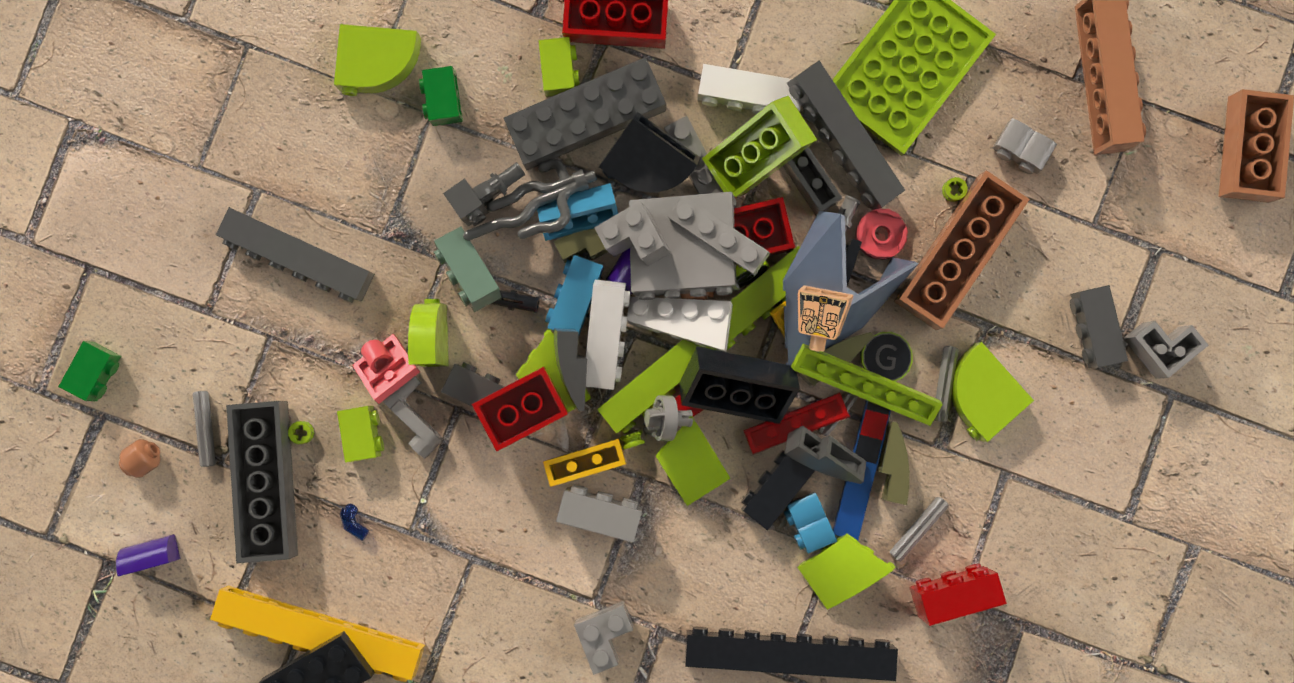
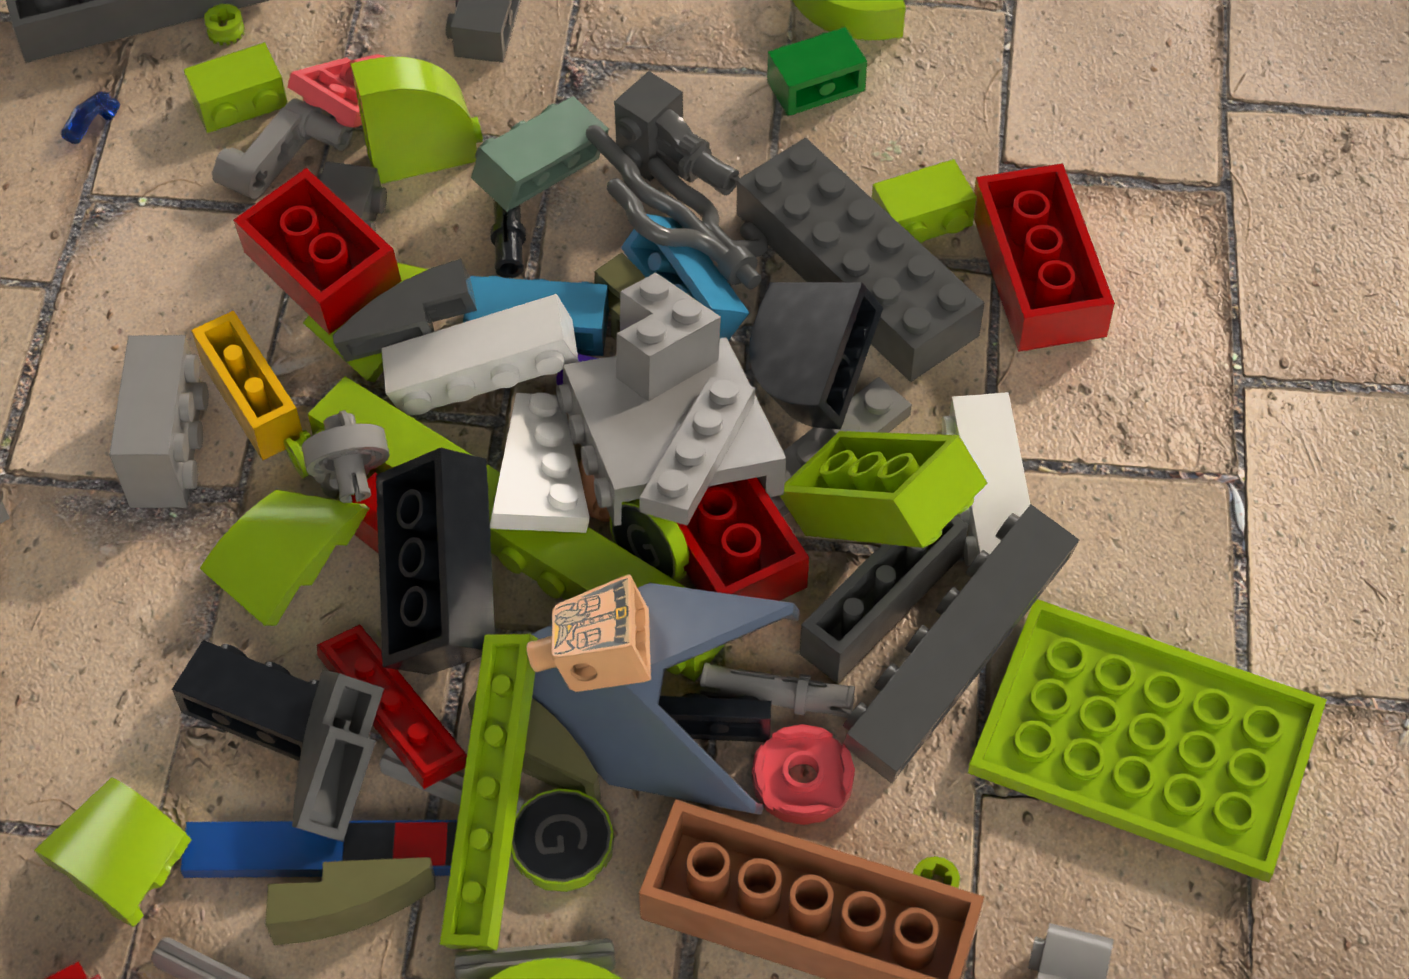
camera: 75 degrees right, 30 degrees down
(810, 522) = (202, 773): dark azure brick -> none

